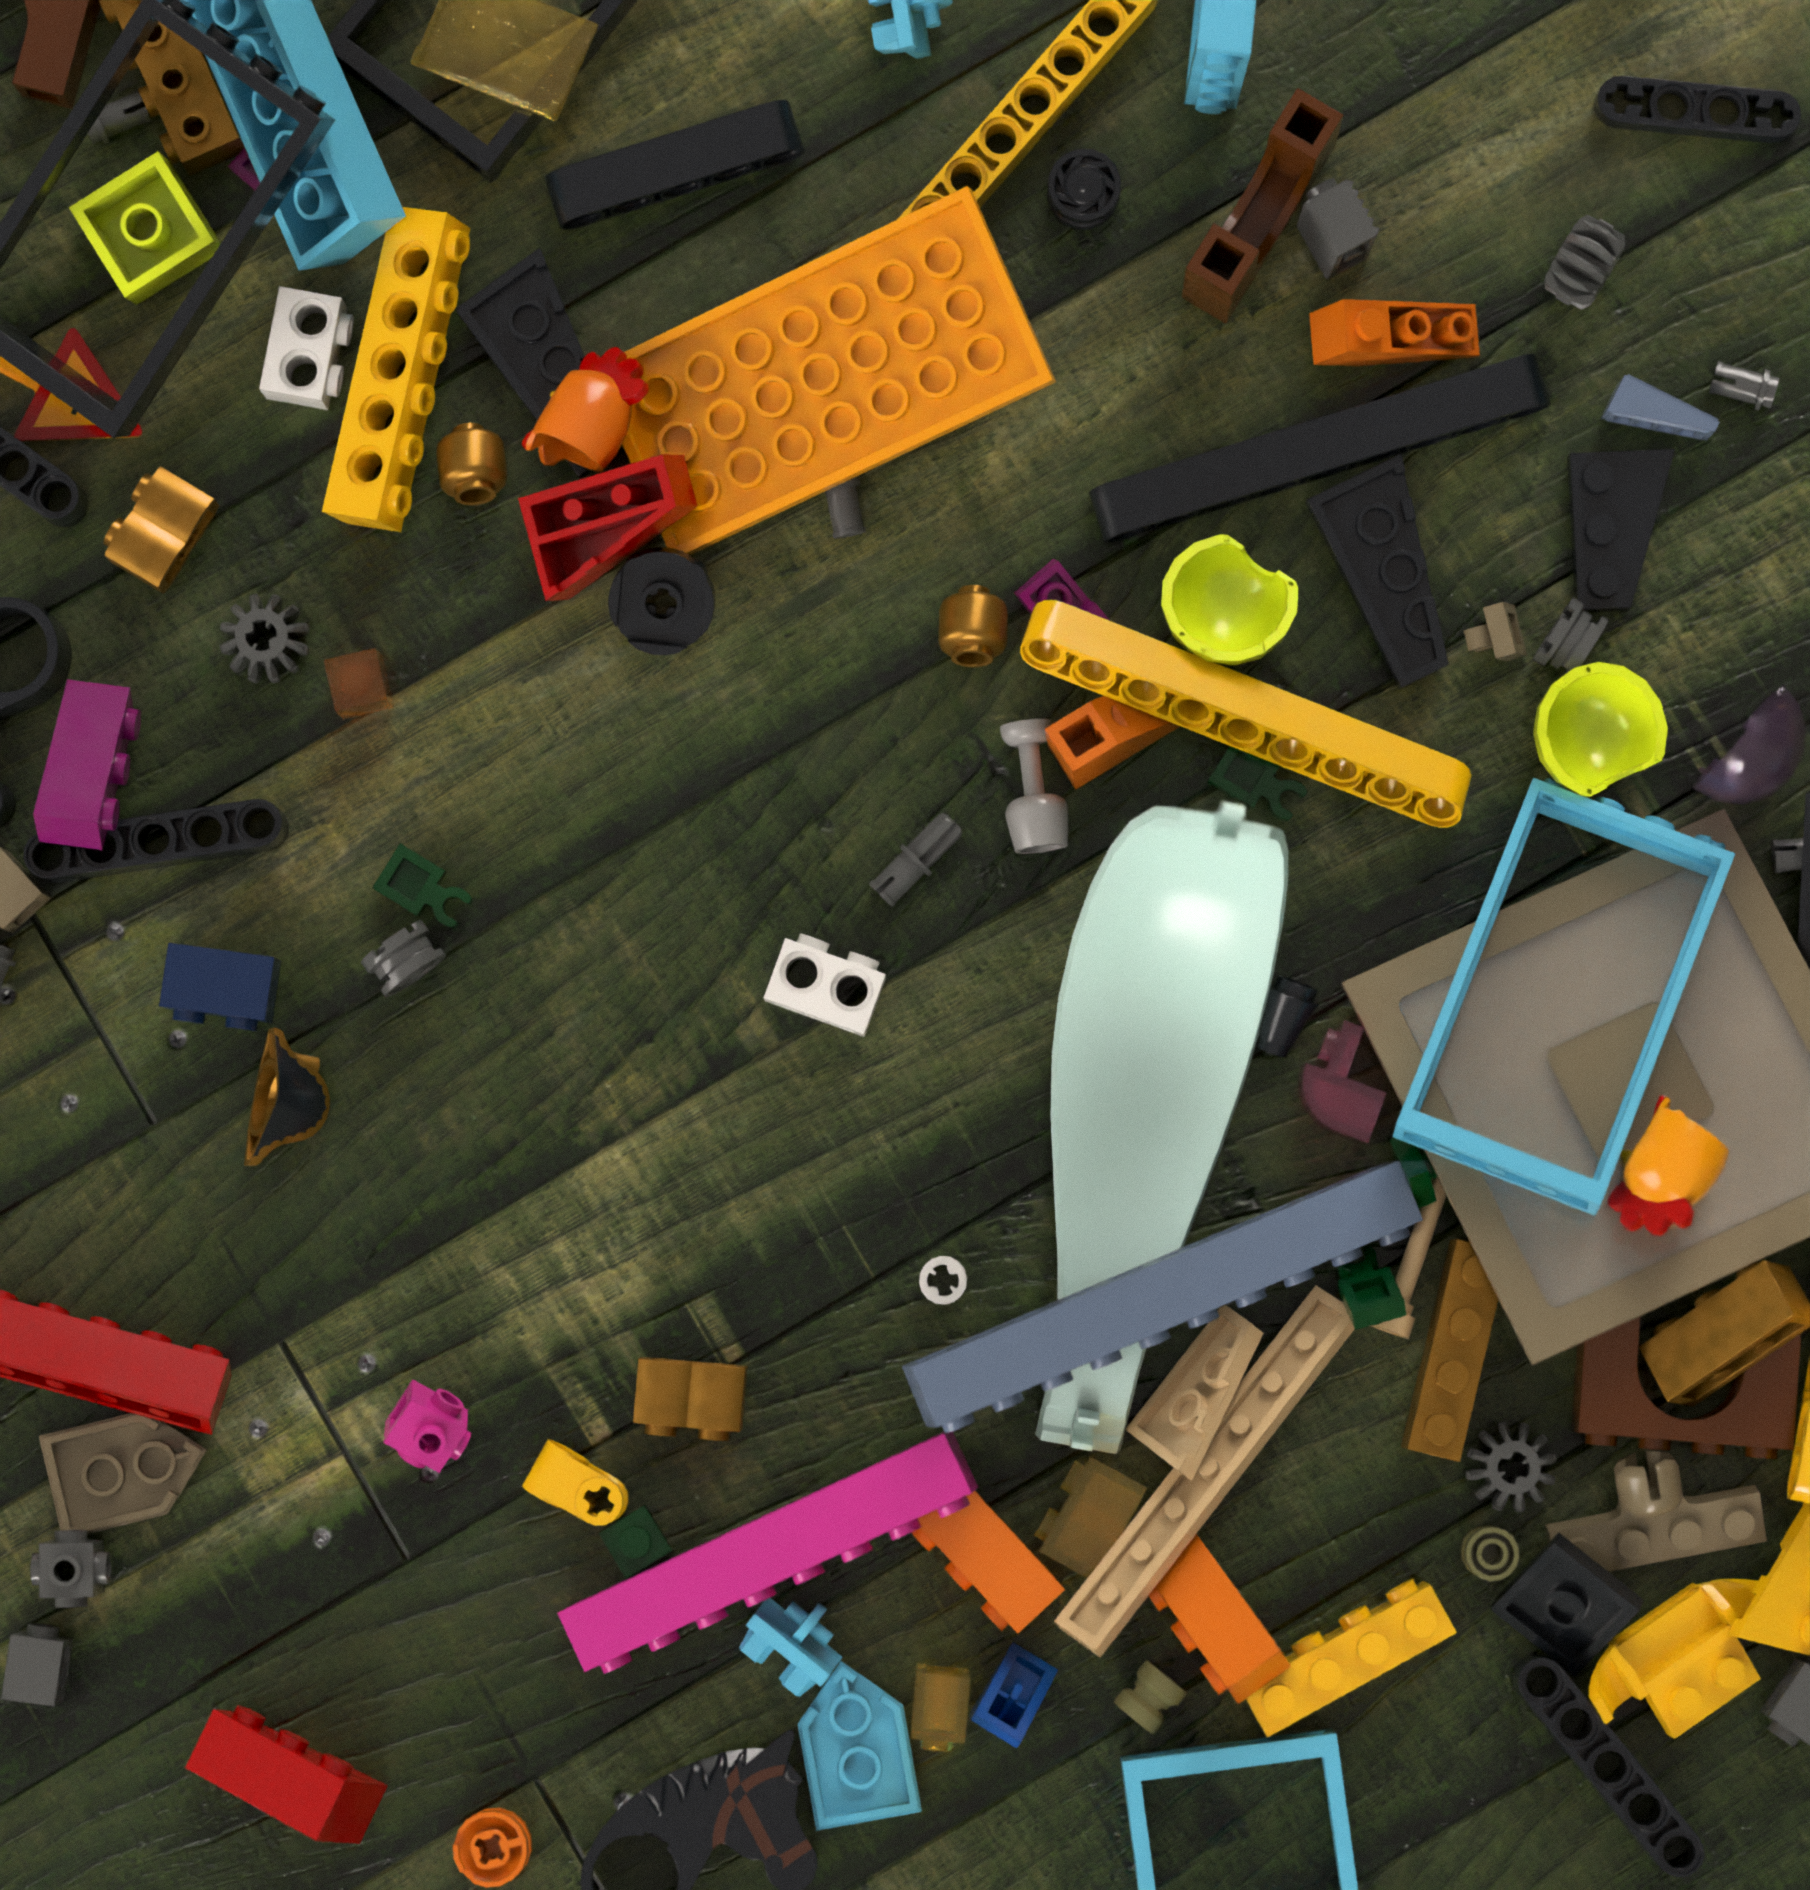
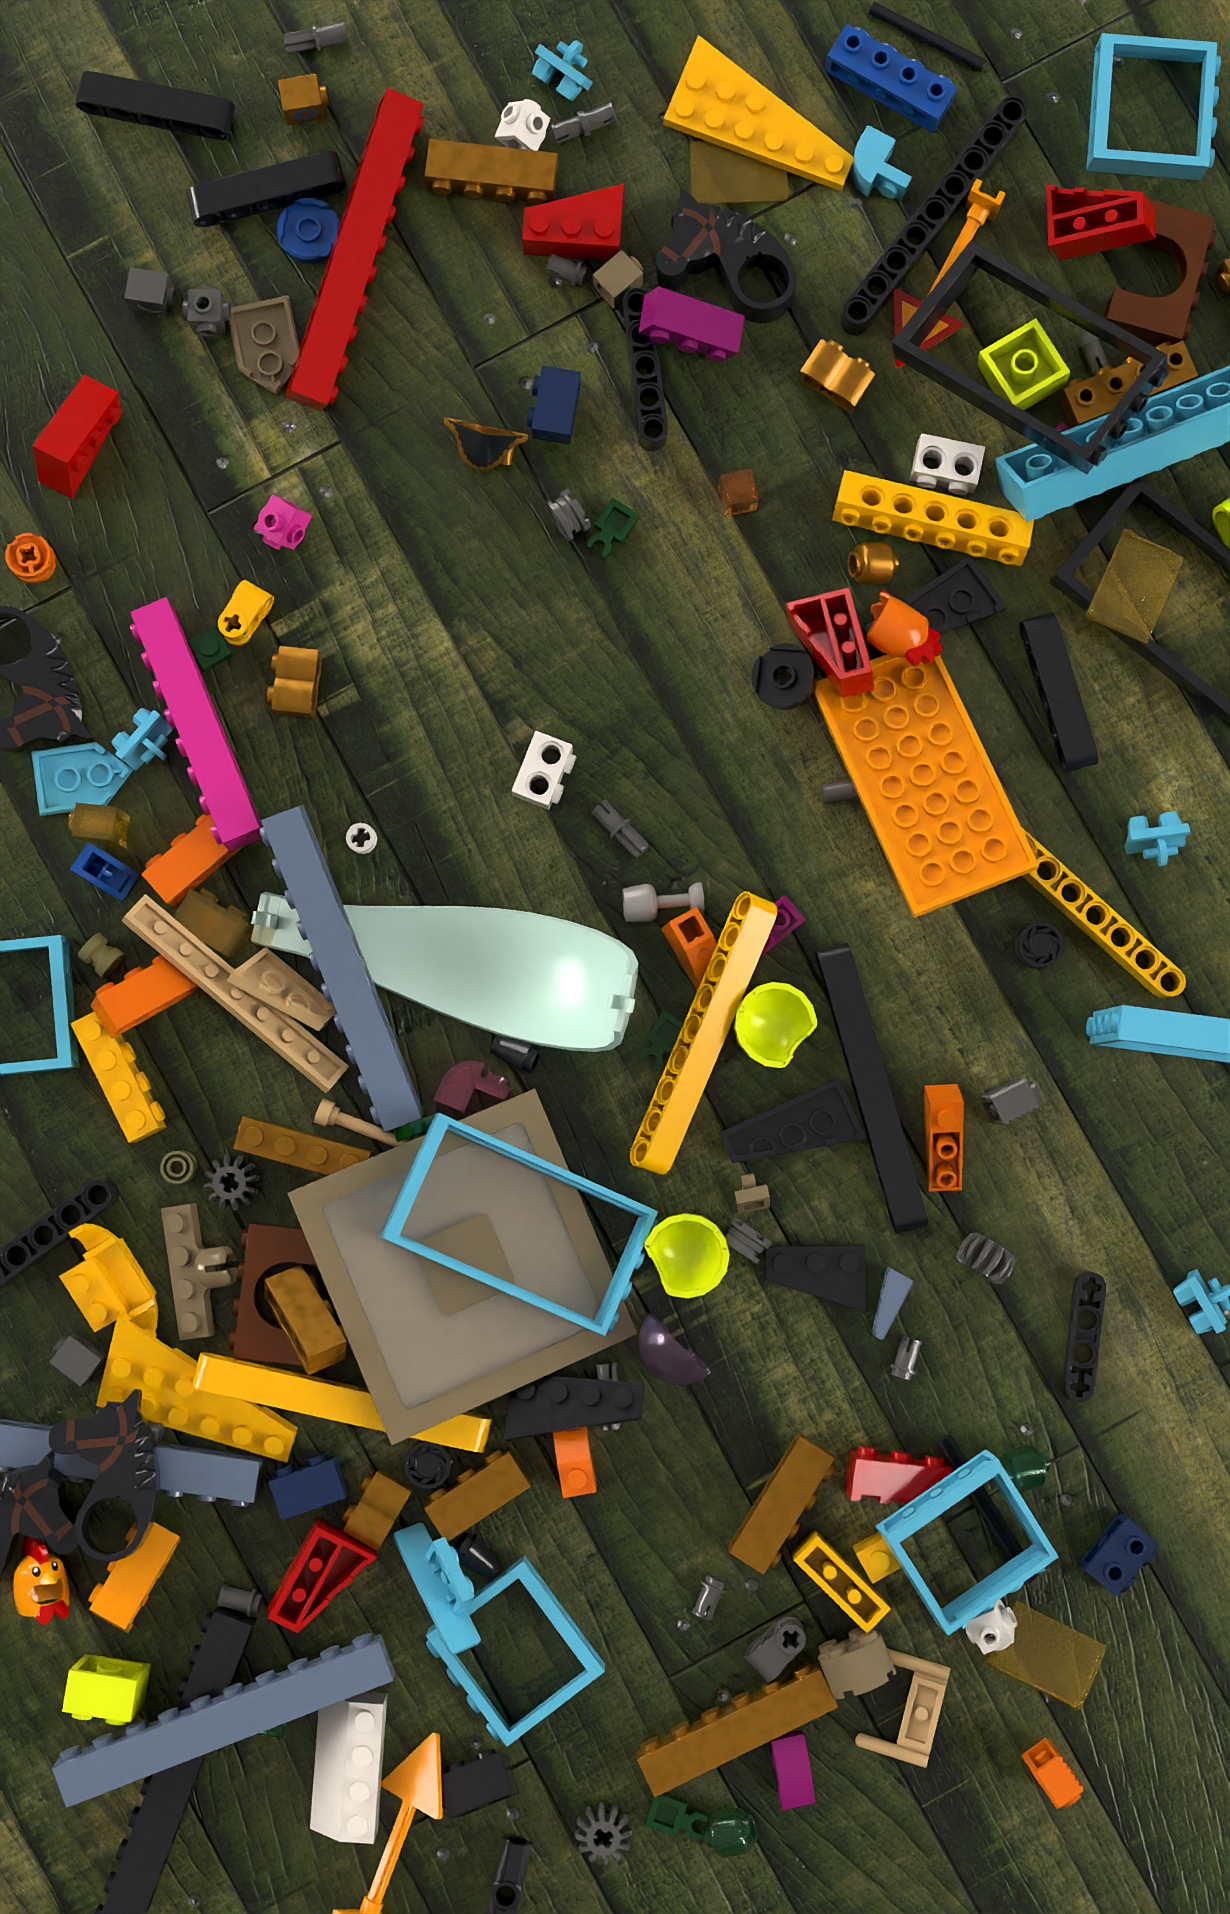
camera: 90 degrees right, 0 degrees up
(248, 630) = (776, 428): dark grey gear -> none
(973, 626) = (764, 867): pearl gold head -> none
(1237, 250) = (1057, 1076): reddish brown arch -> none
(1369, 1292) = (341, 1097): dark green plate -> none
(1566, 1604) = (144, 1213): black plate -> none
(1667, 1172) = (402, 1281): light orange piece -> none

